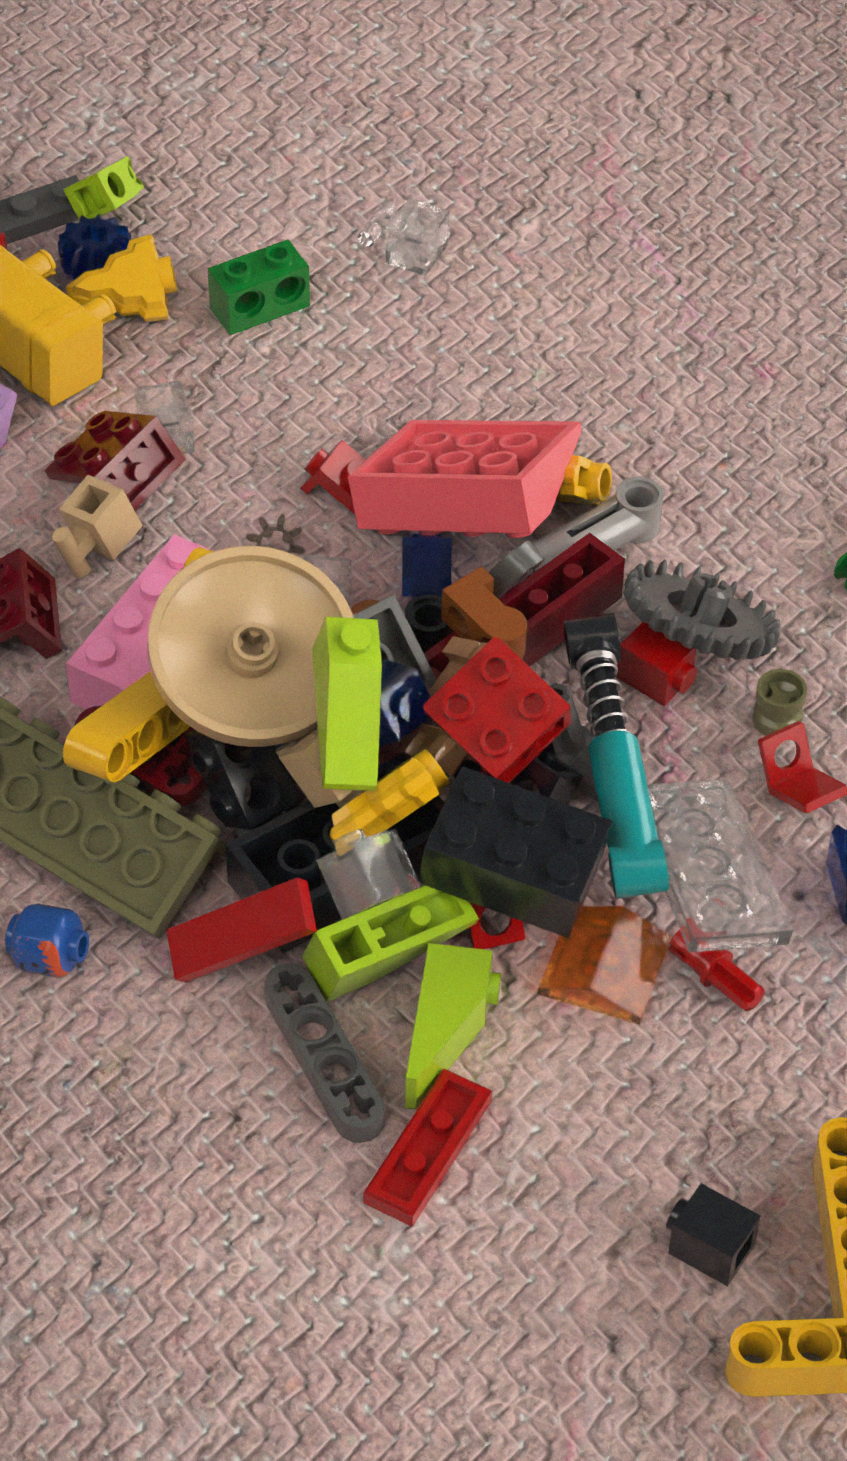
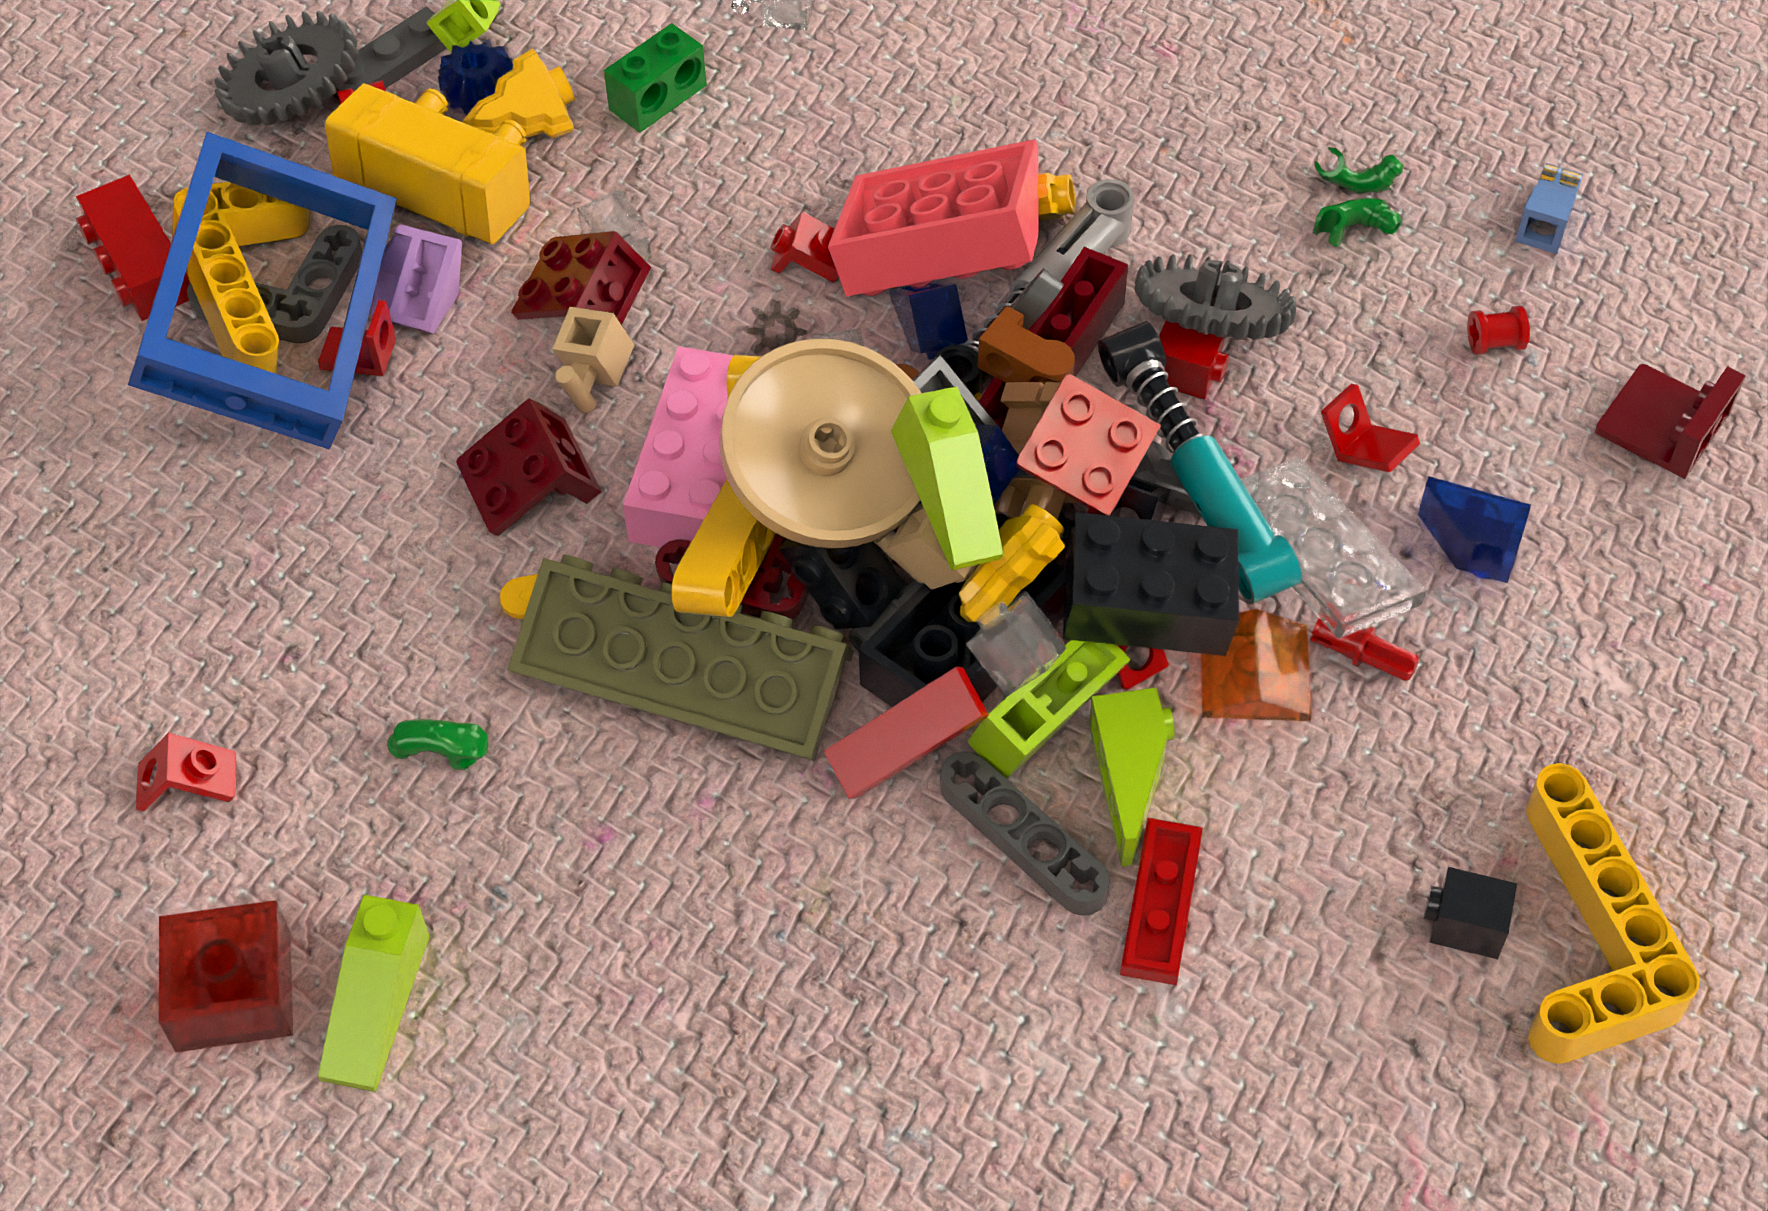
camera: 15 degrees left, 5 degrees up
(46, 940) = (709, 793): blue head -> none
(779, 700) = (1318, 370): olive wheel -> none

